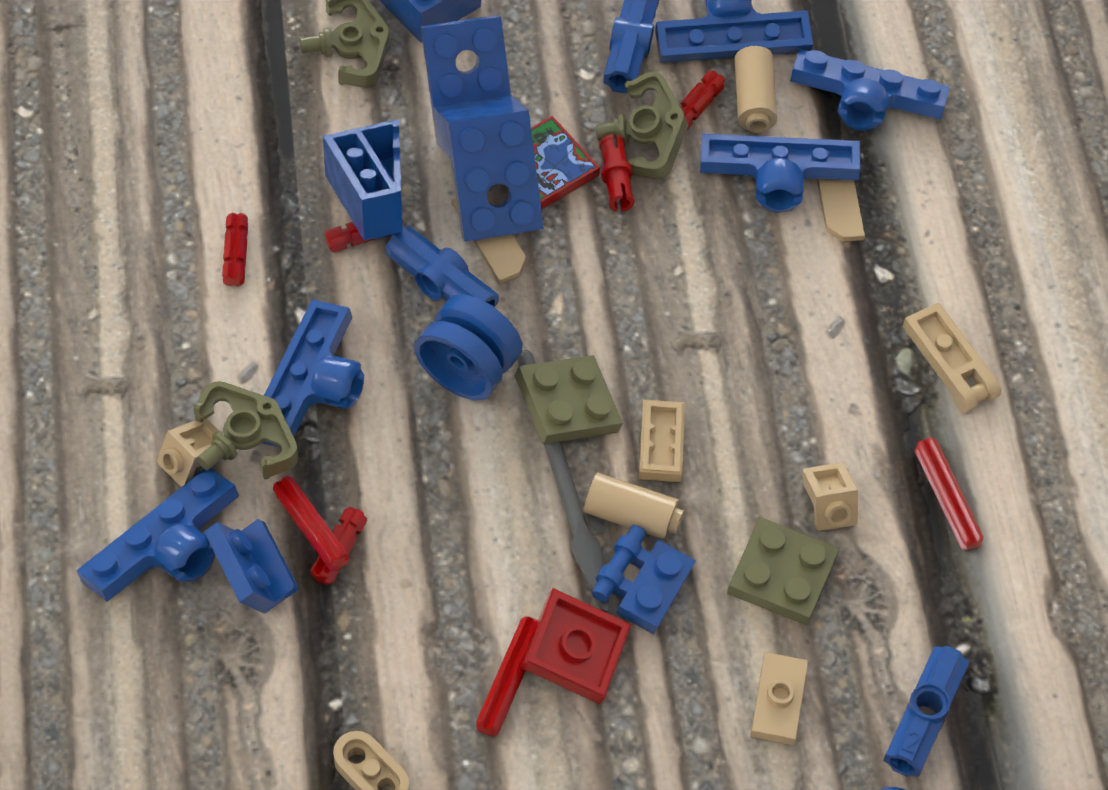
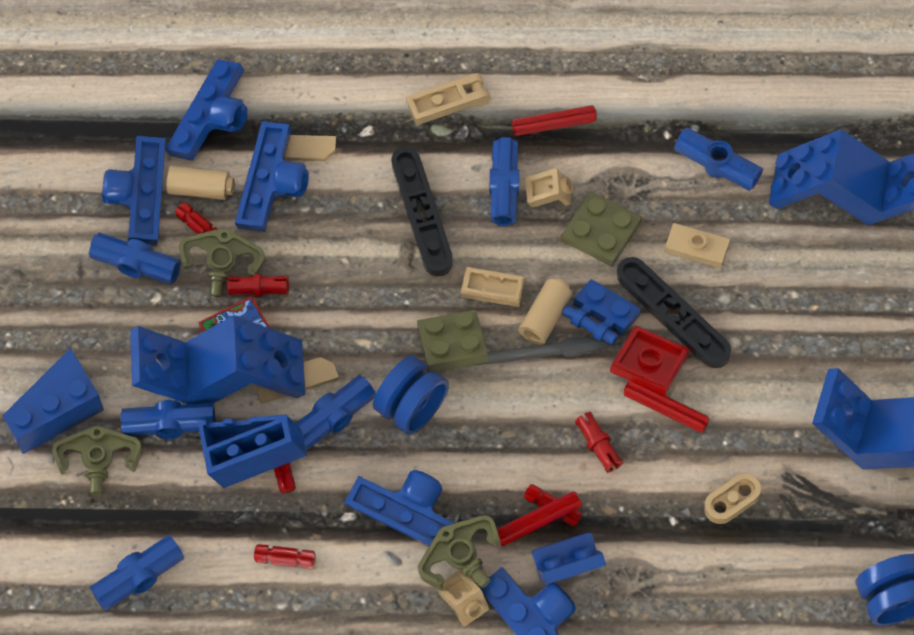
camera: 75 degrees left, 5 degrees up
(196, 97) = (137, 572): none -> blue piece
(409, 101) = (166, 419): none -> blue piece
(440, 593) = (598, 442): none -> red pin
(631, 700) = (656, 294): none -> black piece
(790, 336) = (428, 235): none -> black piece
(830, 437) = (504, 182): none -> blue piece

